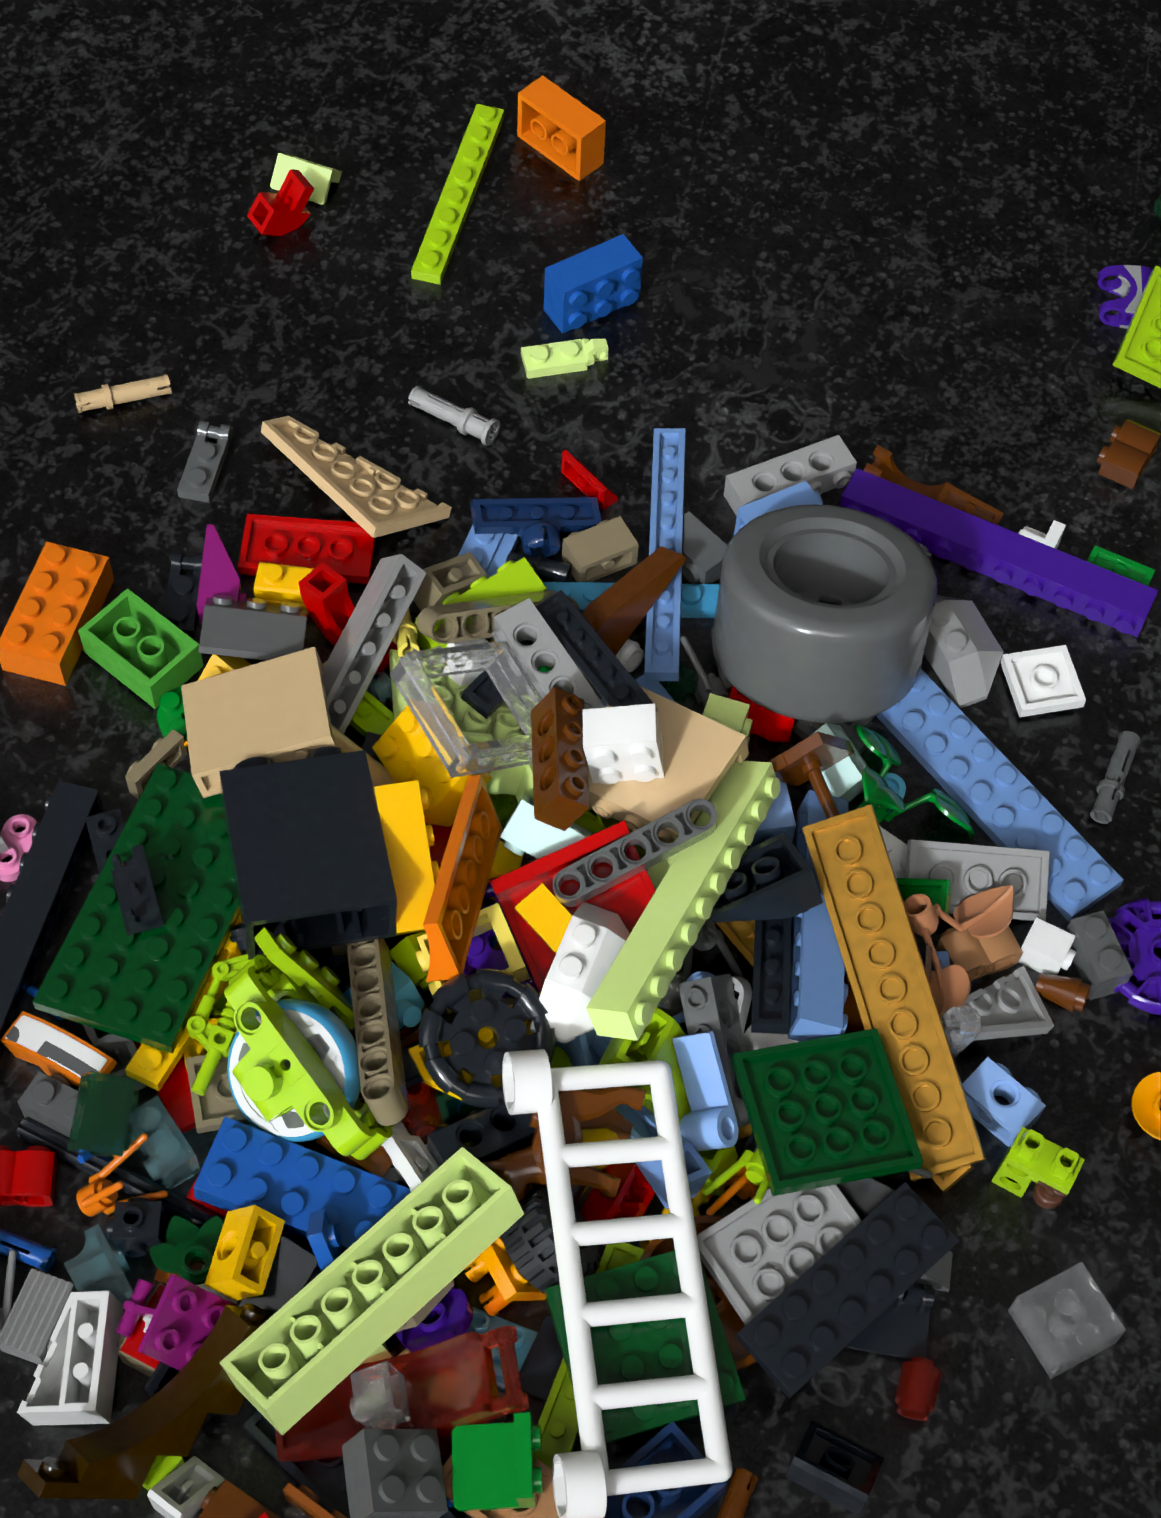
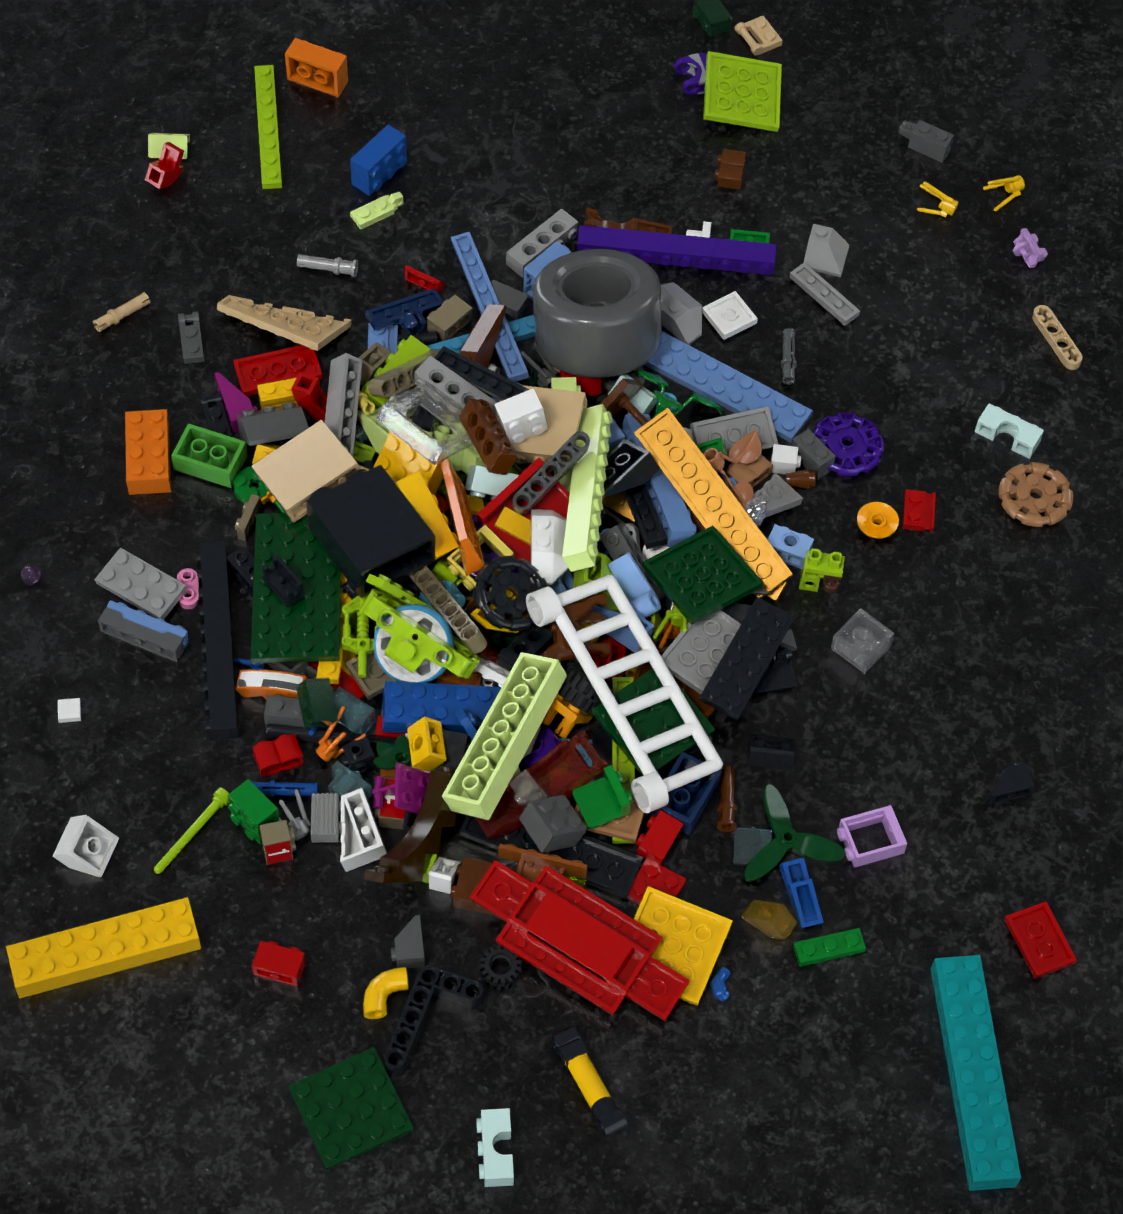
camera: 20 degrees left, 0 degrees up
(917, 1388) = (799, 699): clear red brick -> none

